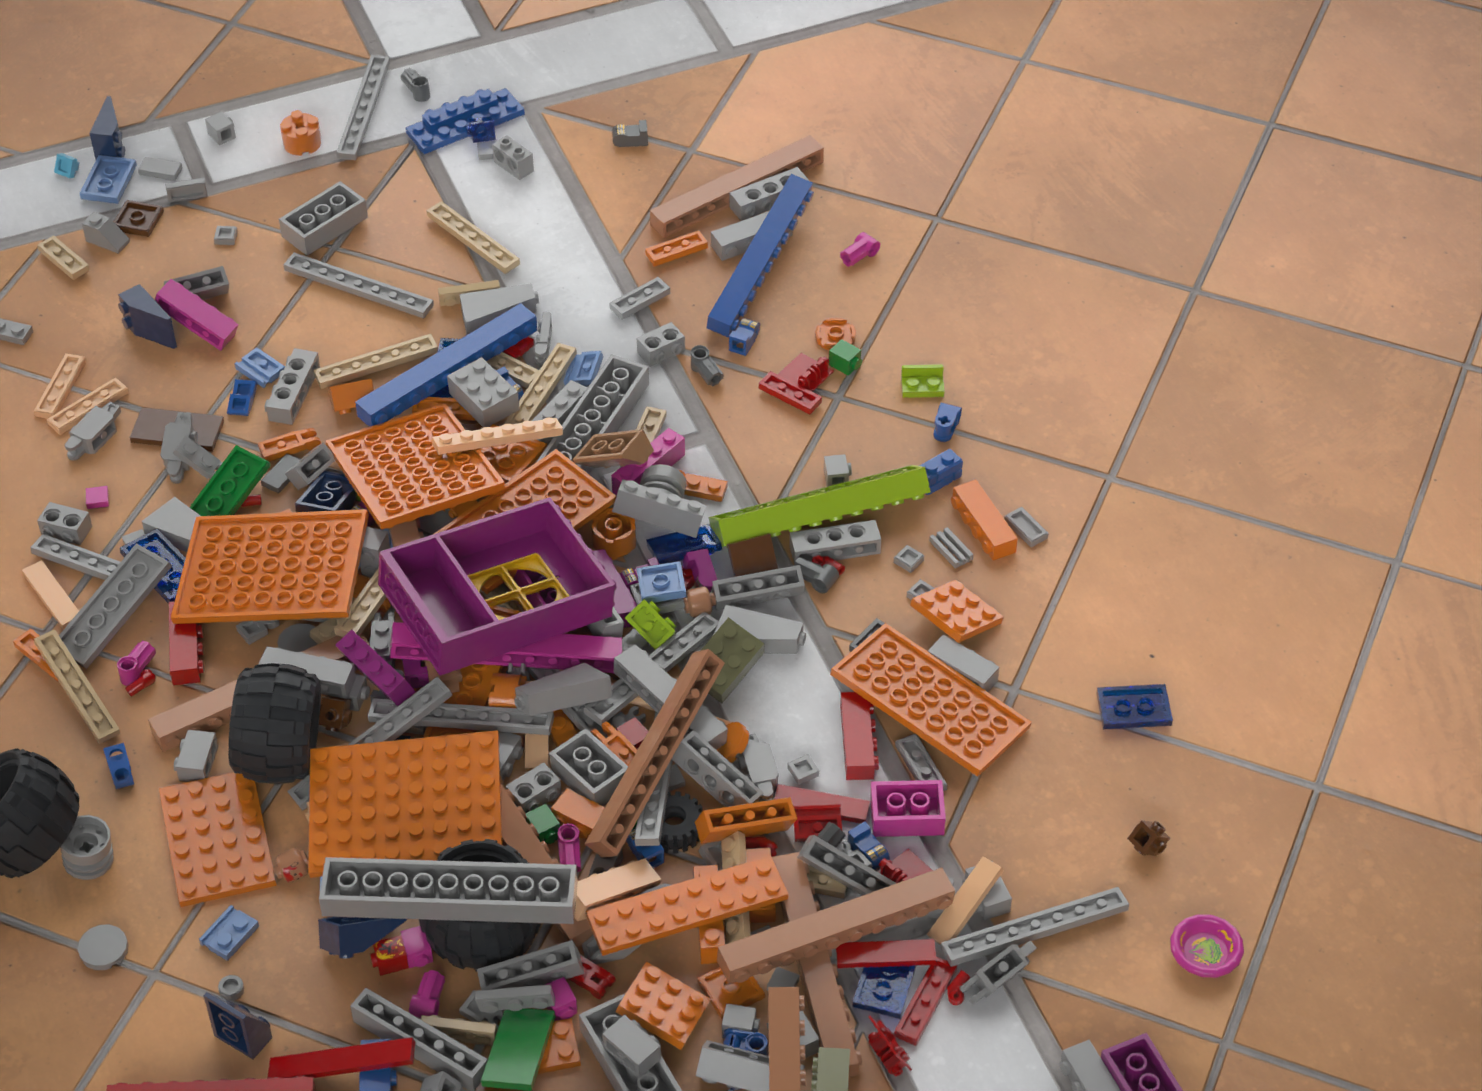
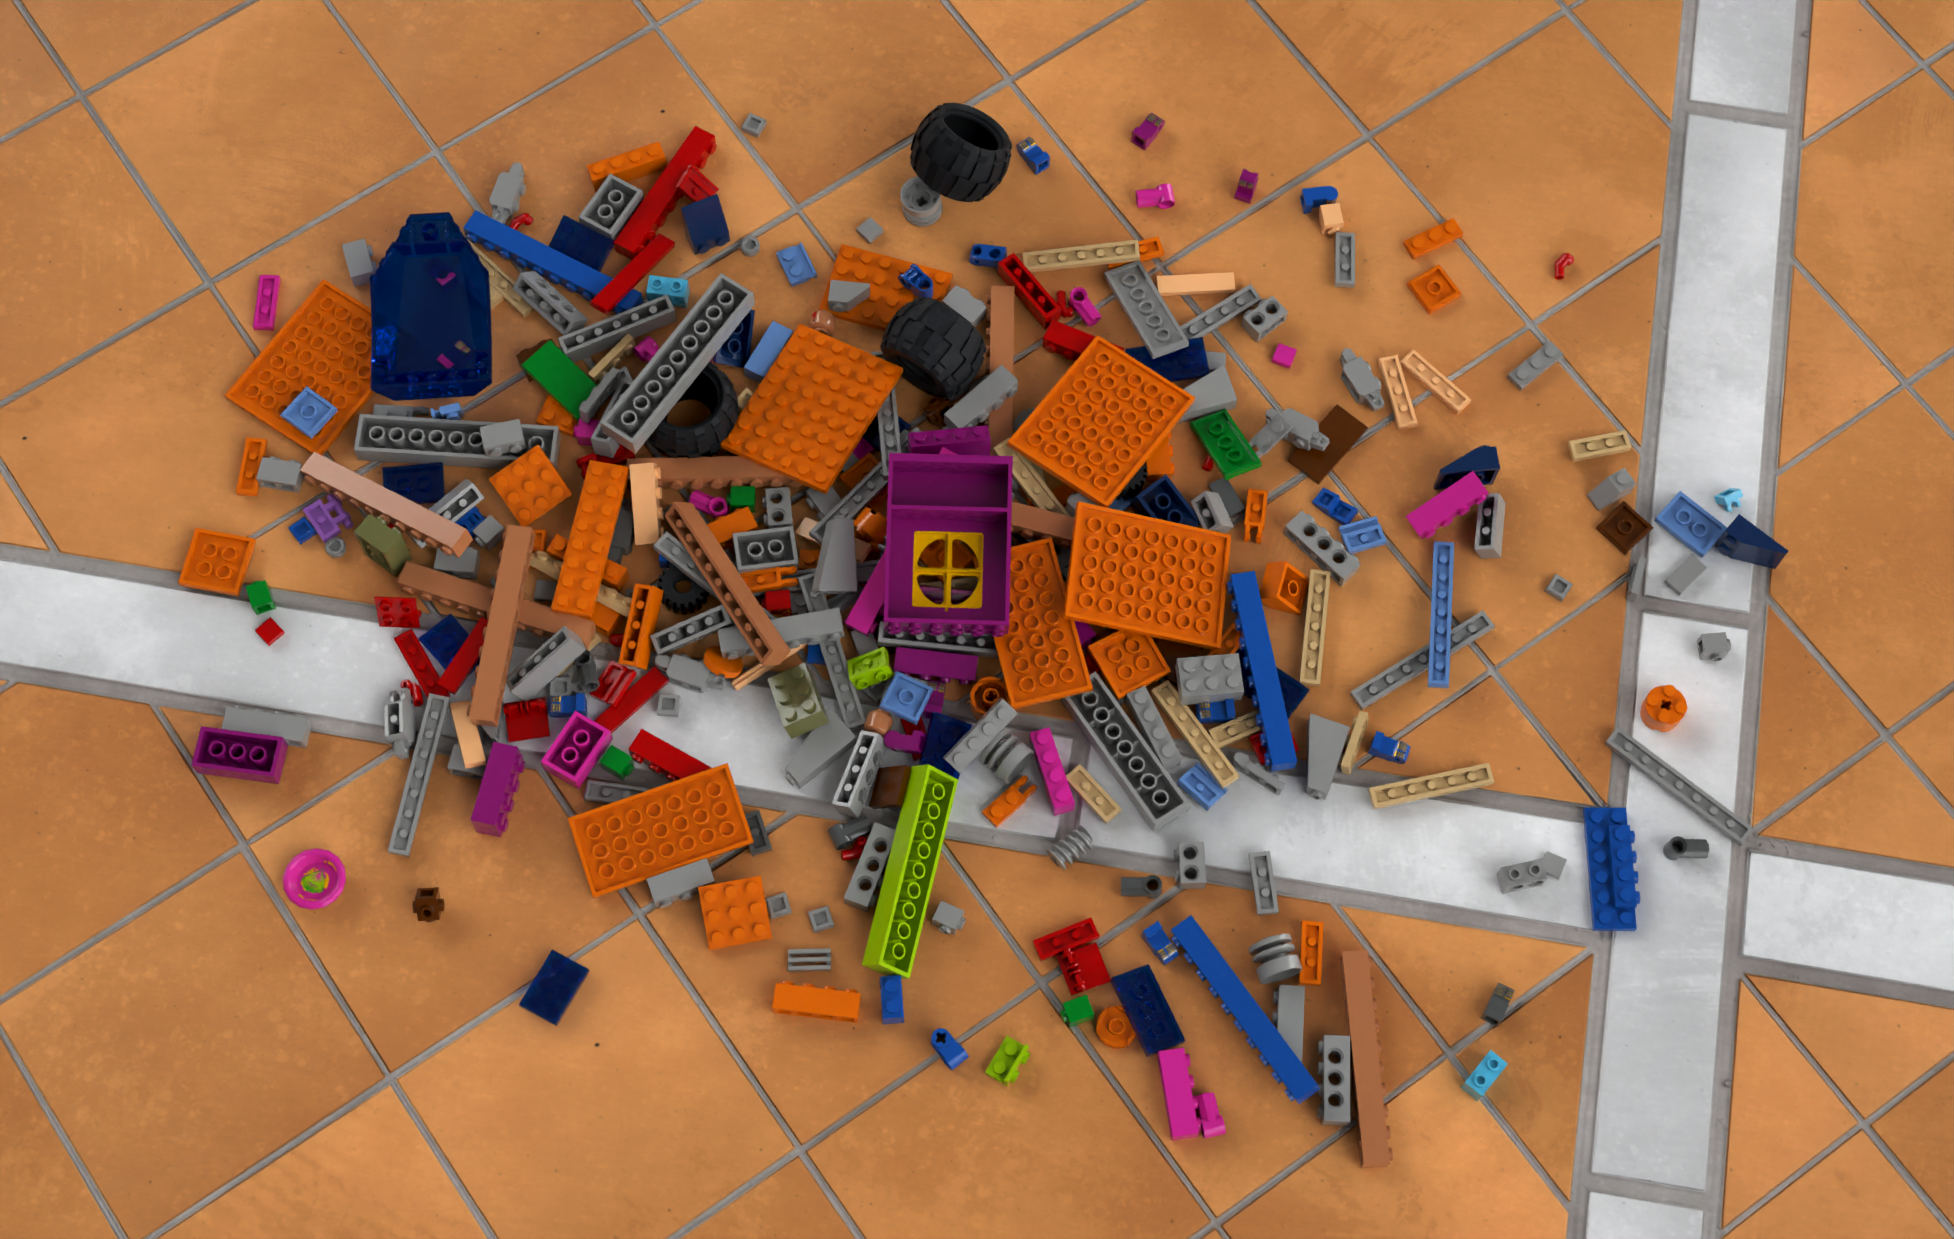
camera: 120 degrees right, 20 degrees up
(63, 1071) = (754, 125): none -> light grey tile
(103, 947) = (838, 186): light grey tile -> none
(145, 889) = (869, 230): none -> light grey tile
(146, 703) = (1029, 290): none -> red brick
(190, 1067) = (695, 185): none -> red plate
(193, 801) = (915, 279): none -> blue piece
(249, 850) = (847, 295): none -> light grey slope
(307, 283) = (1441, 615): none -> medium blue plate
(323, 218) = (1524, 668): light grey brick -> none
(339, 1021) = (676, 289): none -> medium azure brick
(457, 270) = (1389, 748): none -> blue leg
(487, 135) = (1578, 869): clear blue brick -> none
(497, 436) = (1136, 652): light nougat plate -> none
(615, 449) = (1058, 727): medium nougat slope -> none
(695, 119) = (1484, 1075): none -> medium azure brick
(702, 256) = (1276, 963): none -> light grey wheel
(707, 422) = (1070, 847): none -> light grey piece
(807, 316) = (1147, 1010): none -> clear blue plate
(859, 272) = (1178, 1094): none -> dark pink brick
(892, 769) = (617, 763): none -> green brick
(1005, 841) = (497, 789): none -> magenta brick
(1026, 527) = (791, 1037): light grey tile -> none

